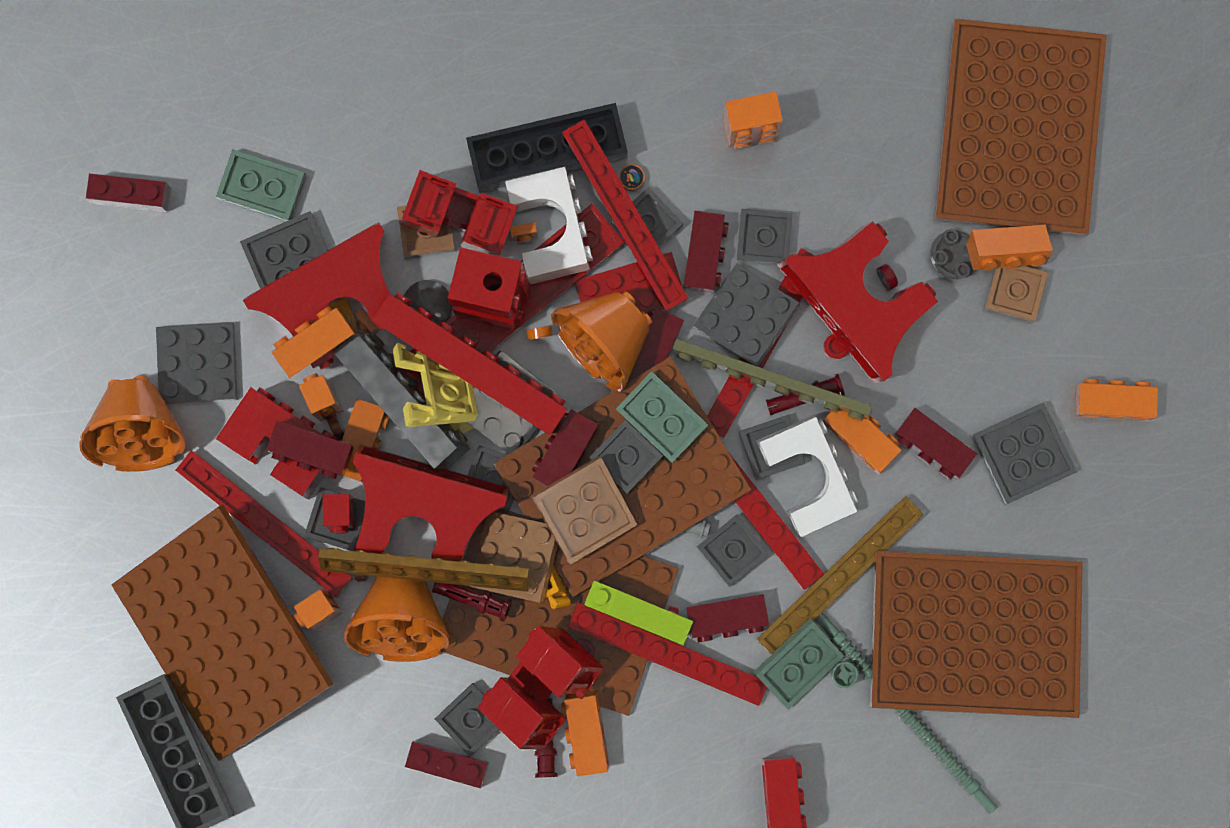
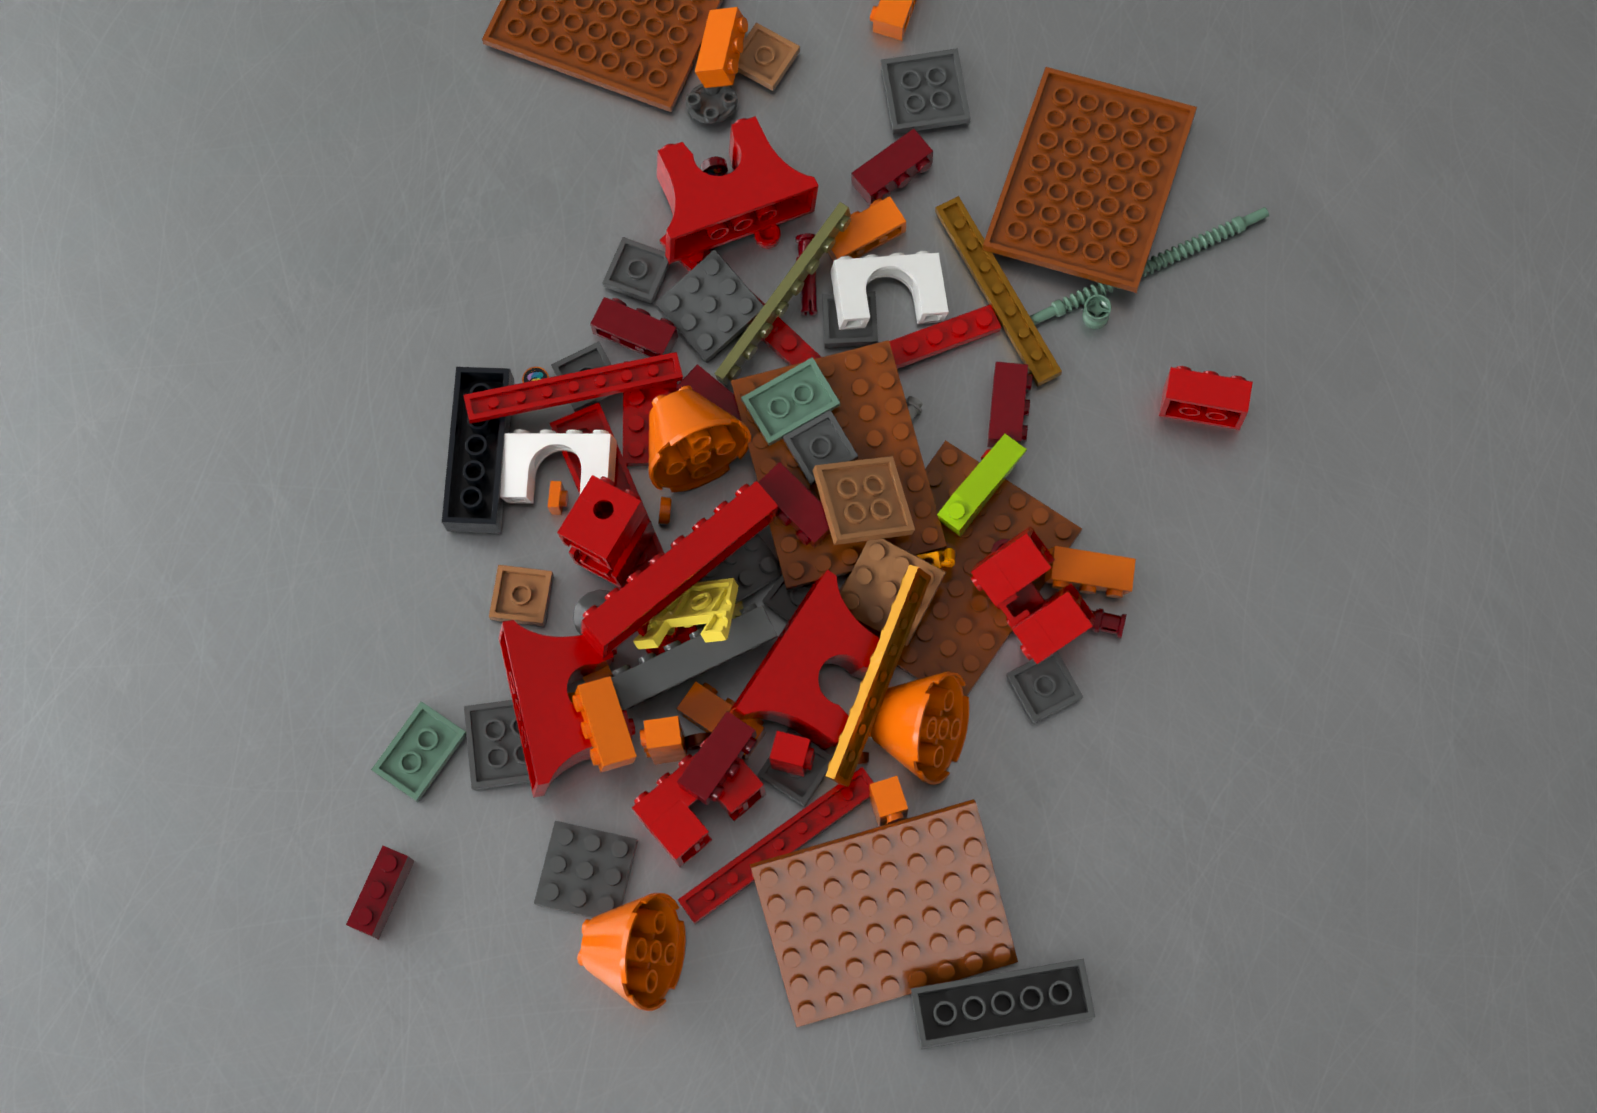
camera: 70 degrees left, 10 degrees down
(446, 764) = (1084, 721): dark red brick -> none
(479, 216) = (501, 566): red piece -> none
(483, 602) = (924, 633): dark red pin -> none
(667, 654) = (1029, 472): red plate -> none
(732, 550) = (942, 383): dark grey plate -> none
(752, 120) = (518, 241): orange brick -> none
(798, 664) = (1074, 349): sand green plate -> none

